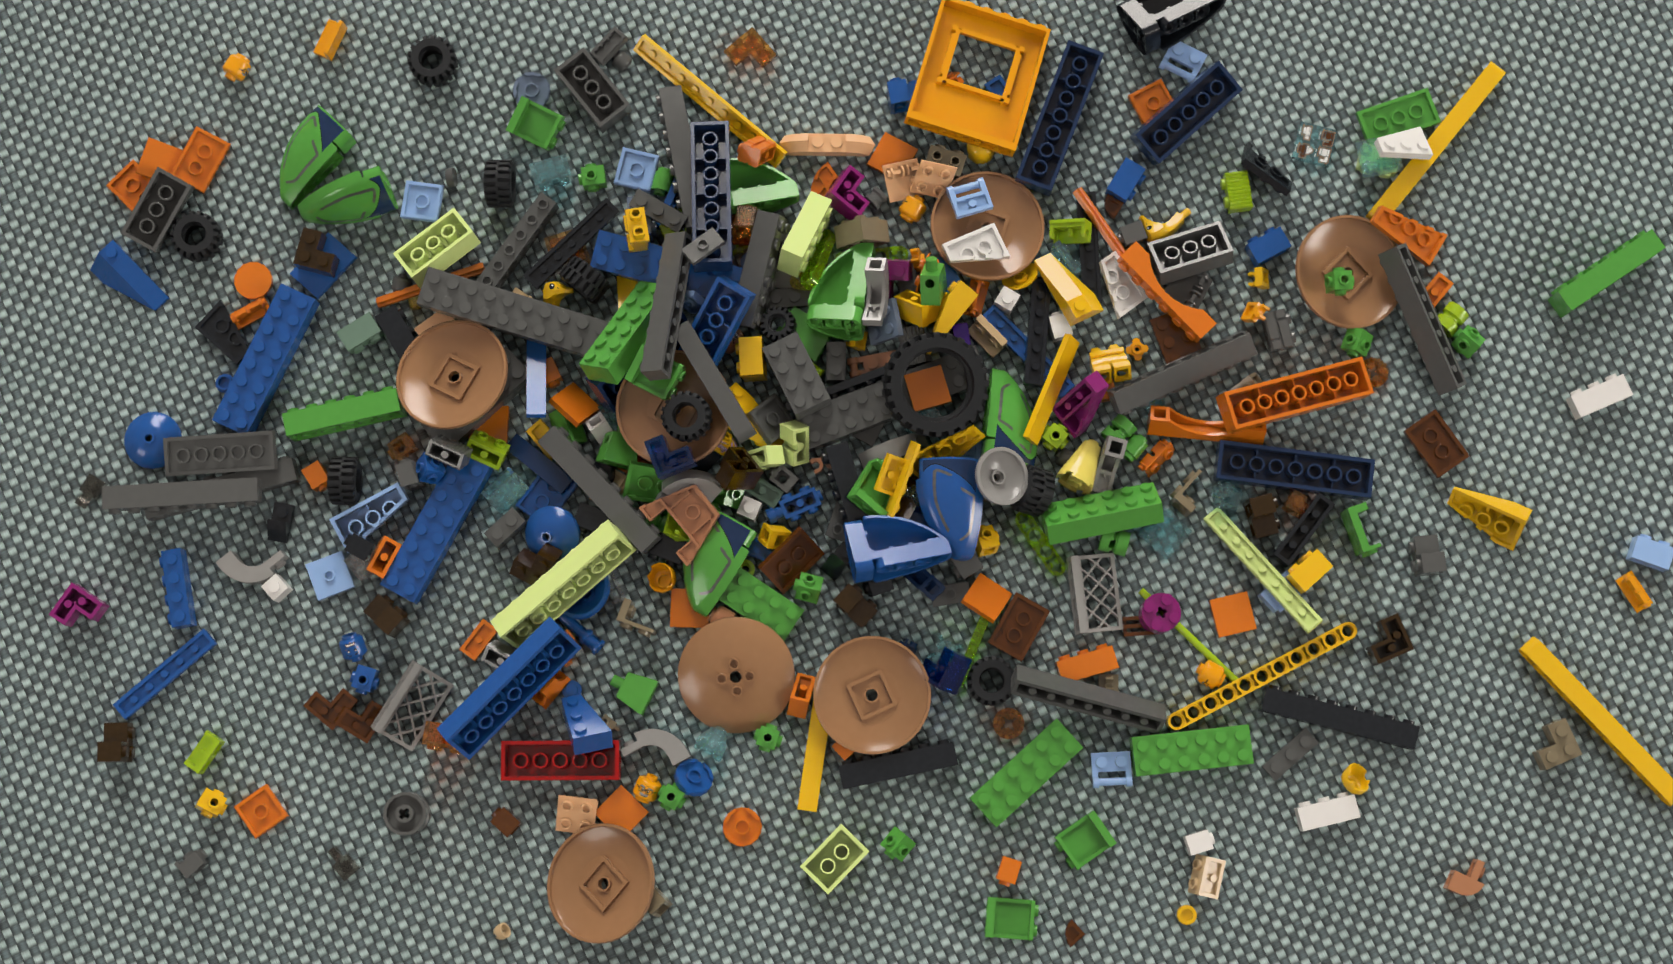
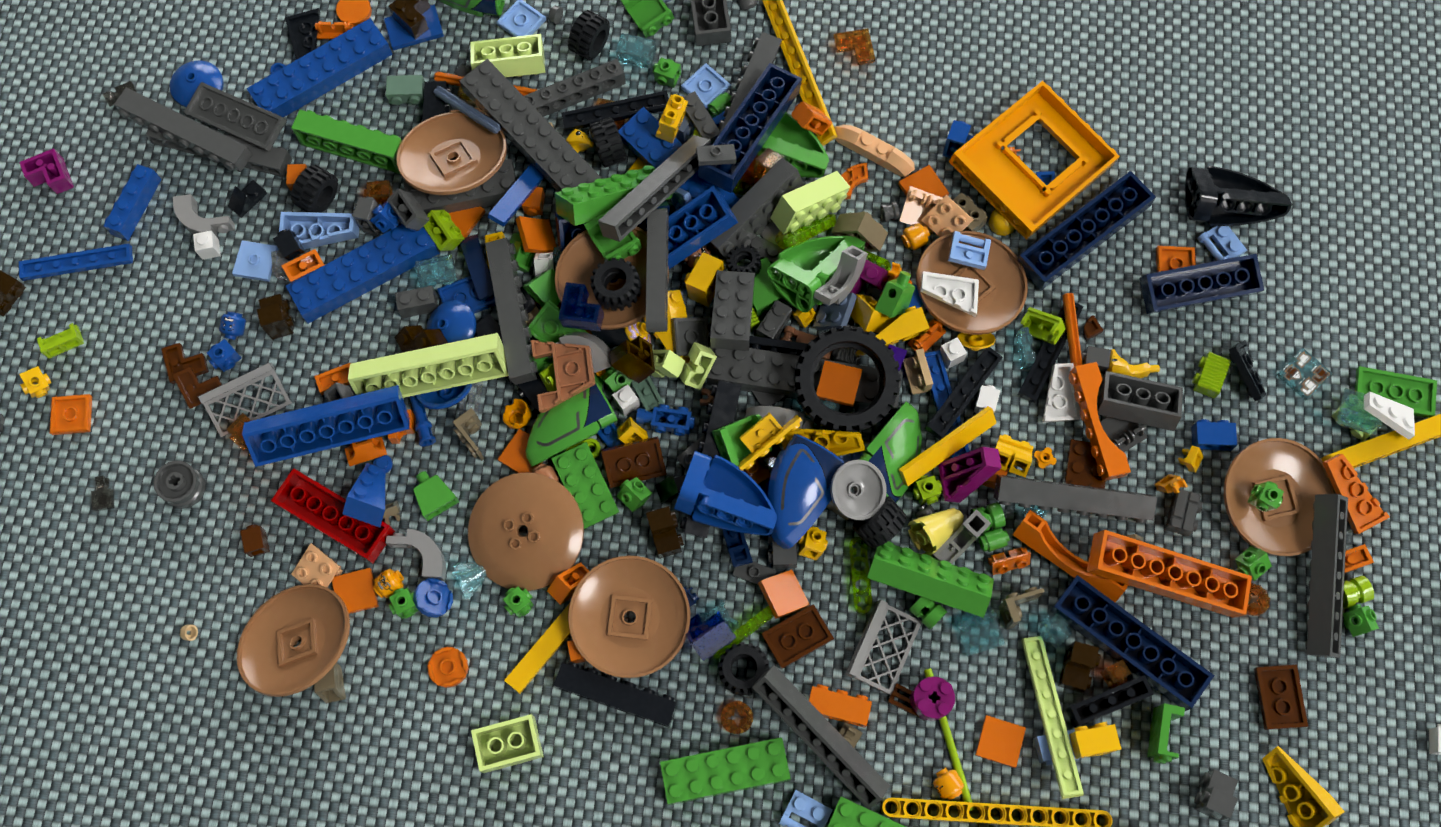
camera: 30 degrees right, 10 degrees down
(438, 324) = (467, 109): none -> sand blue axle
(790, 483) = (667, 385): dark grey brick -> none
(843, 194) = (864, 192): magenta brick -> none
(897, 844) = (570, 765): bright green brick -> none
(1070, 293) = (1012, 377): yellow wedge -> none
(1125, 181) = (1116, 312): blue brick -> none

